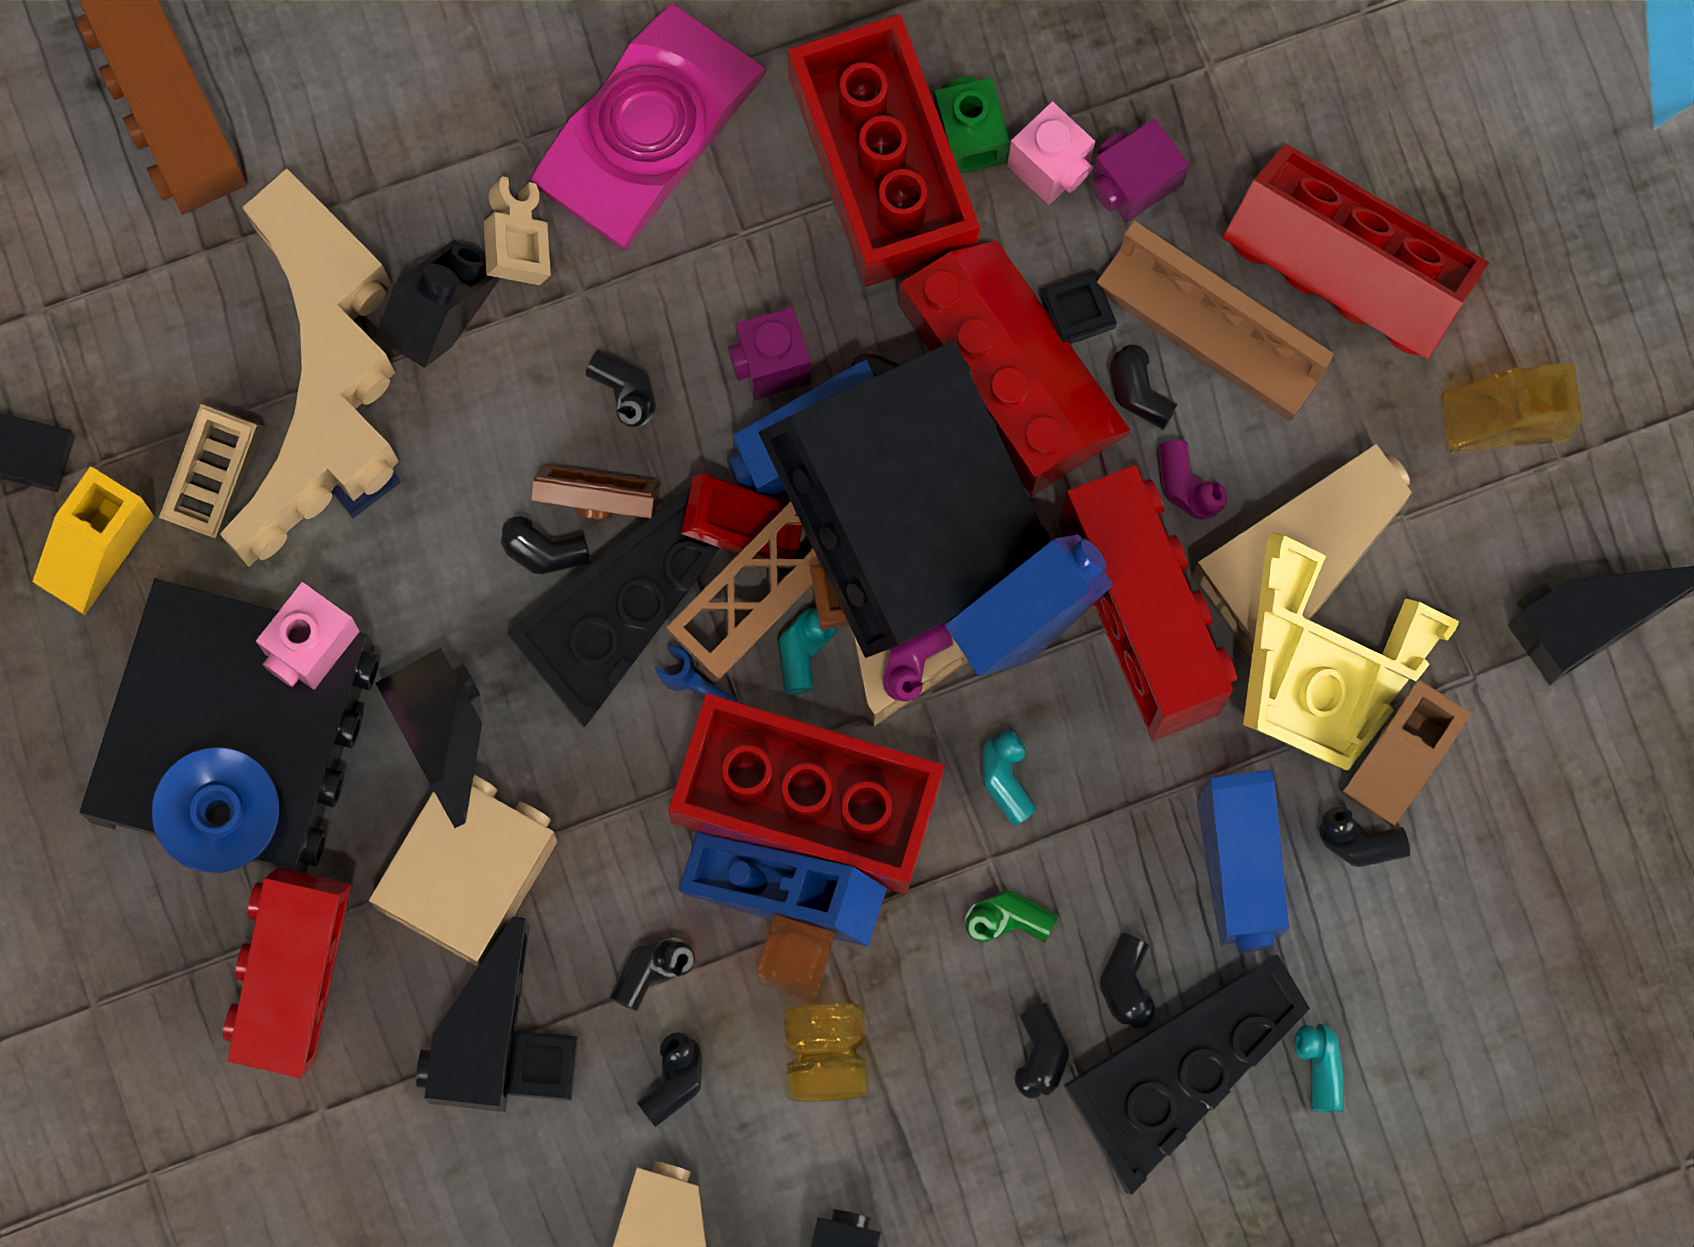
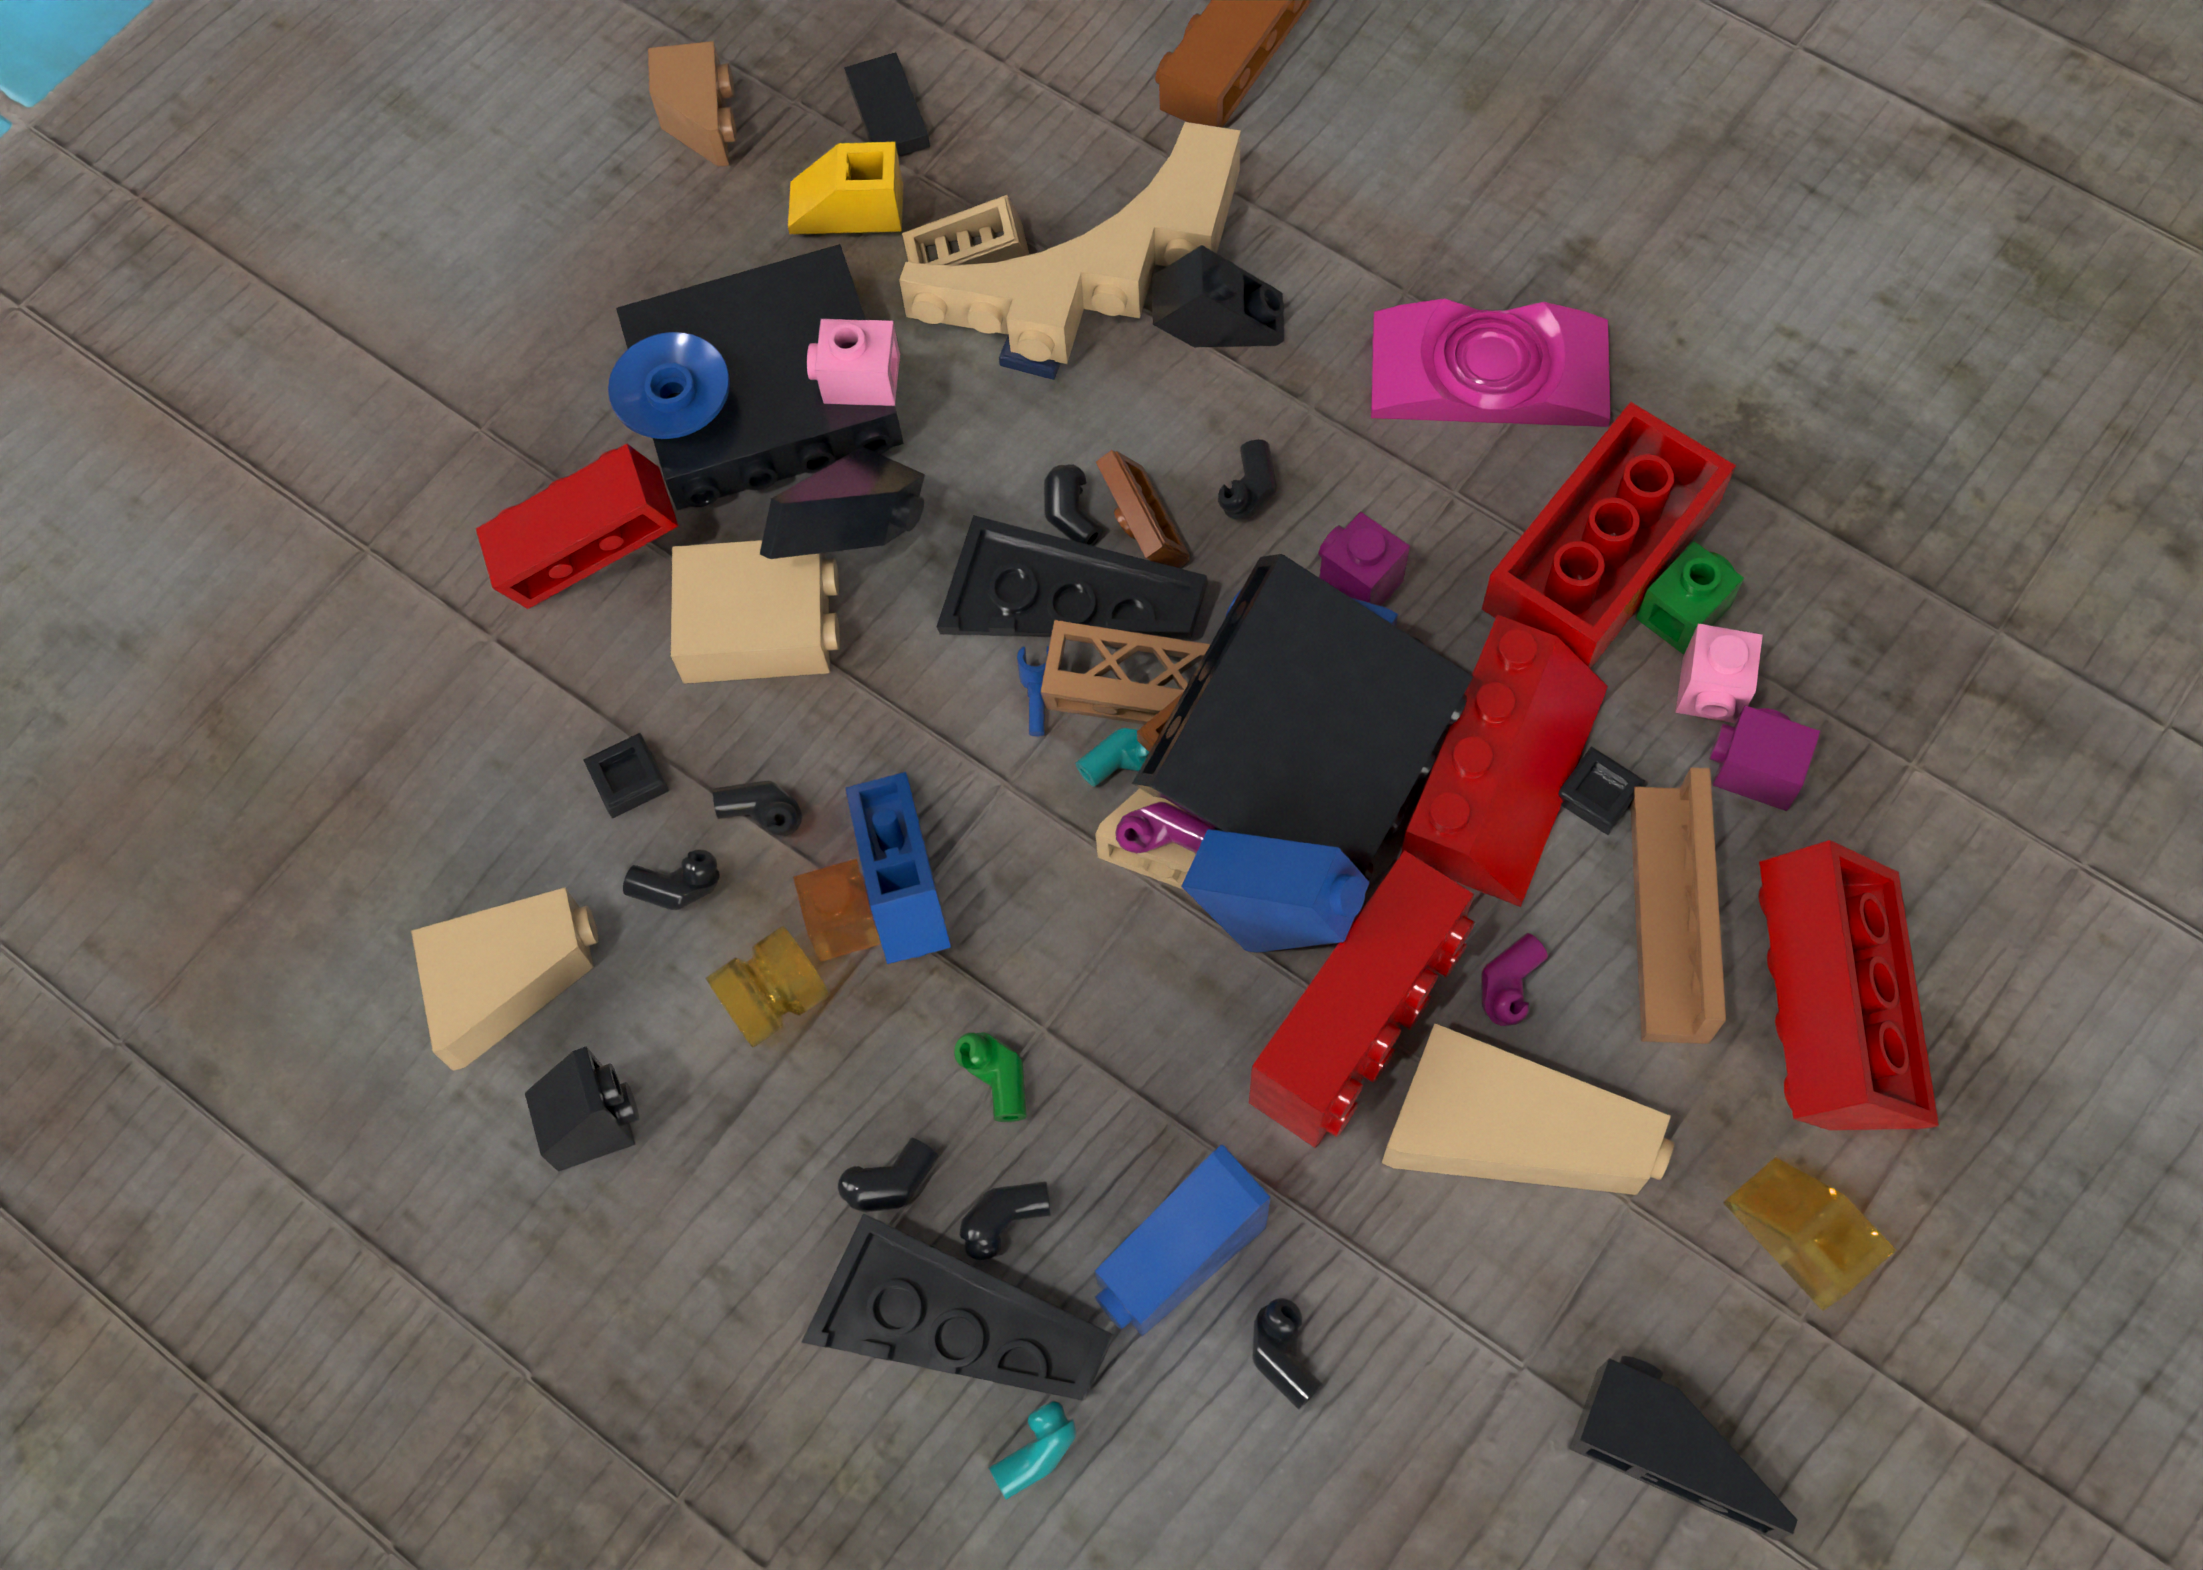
camera: 65 degrees right, 10 degrees down
(475, 1039) = (613, 700): black slope -> none
(513, 240) = (1314, 326): tan plate -> none
(734, 516) = (1188, 608): red tile -> none
(805, 791) = (989, 827): red brick -> none
(999, 778) = (1121, 982): teal arm -> none
(1133, 388) = (1559, 880): black arm -> none
(1318, 685) = (1397, 1212): light yellow wing -> none
(1406, 753) = (1393, 1336): medium nougat slope -> none

